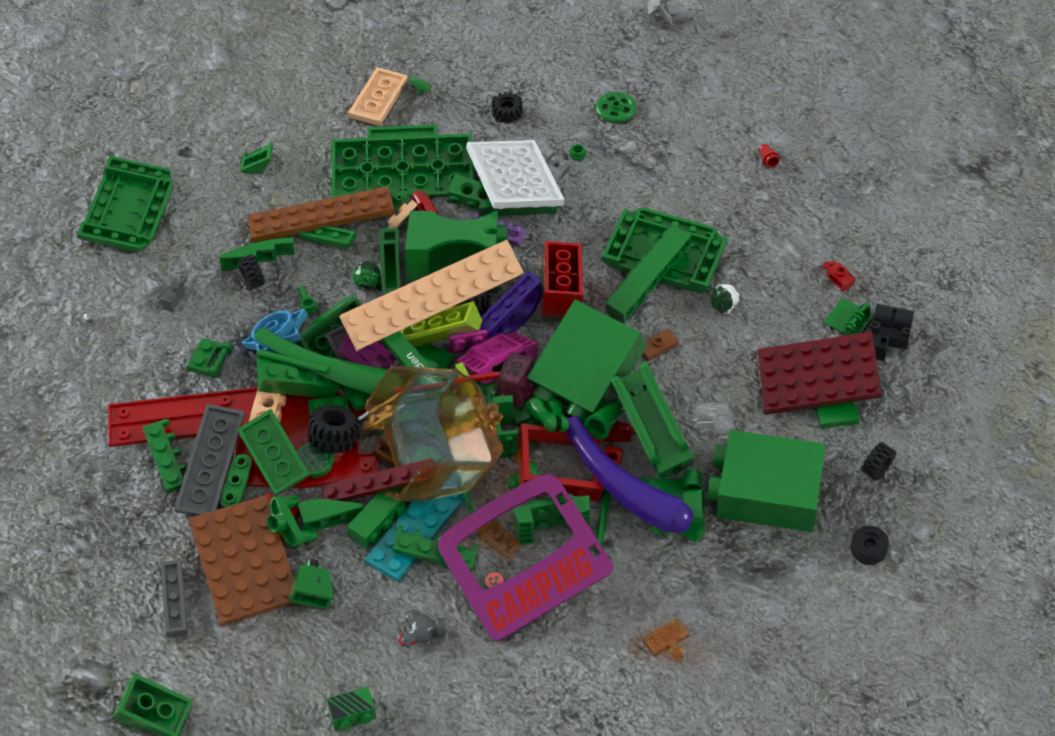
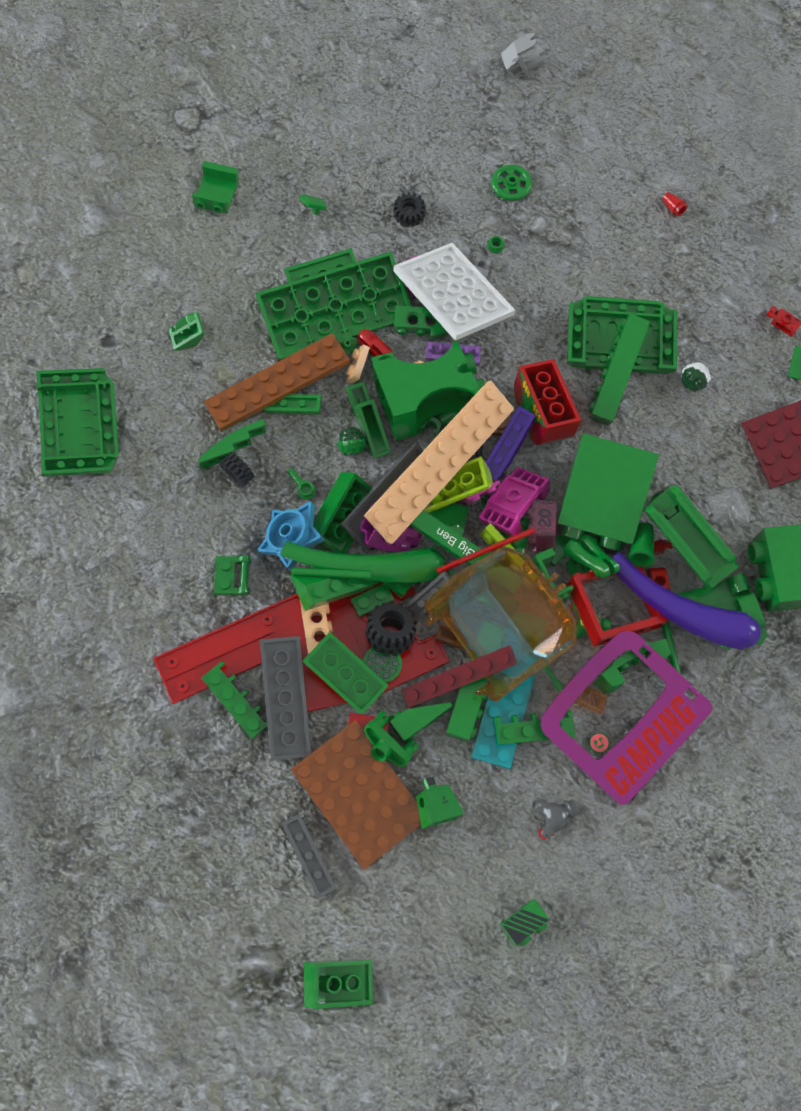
camera: 25 degrees left, 20 degrees up
(173, 294) = (167, 513): dark grey piece -> none
(239, 472) = (315, 720): green plate -> none
(337, 55) = (216, 187): none -> green panel
(378, 96) = (278, 227): light nougat plate -> none
(659, 344) = (652, 438): dark orange plate -> none
(667, 638) = (775, 756): clear orange plate -> none

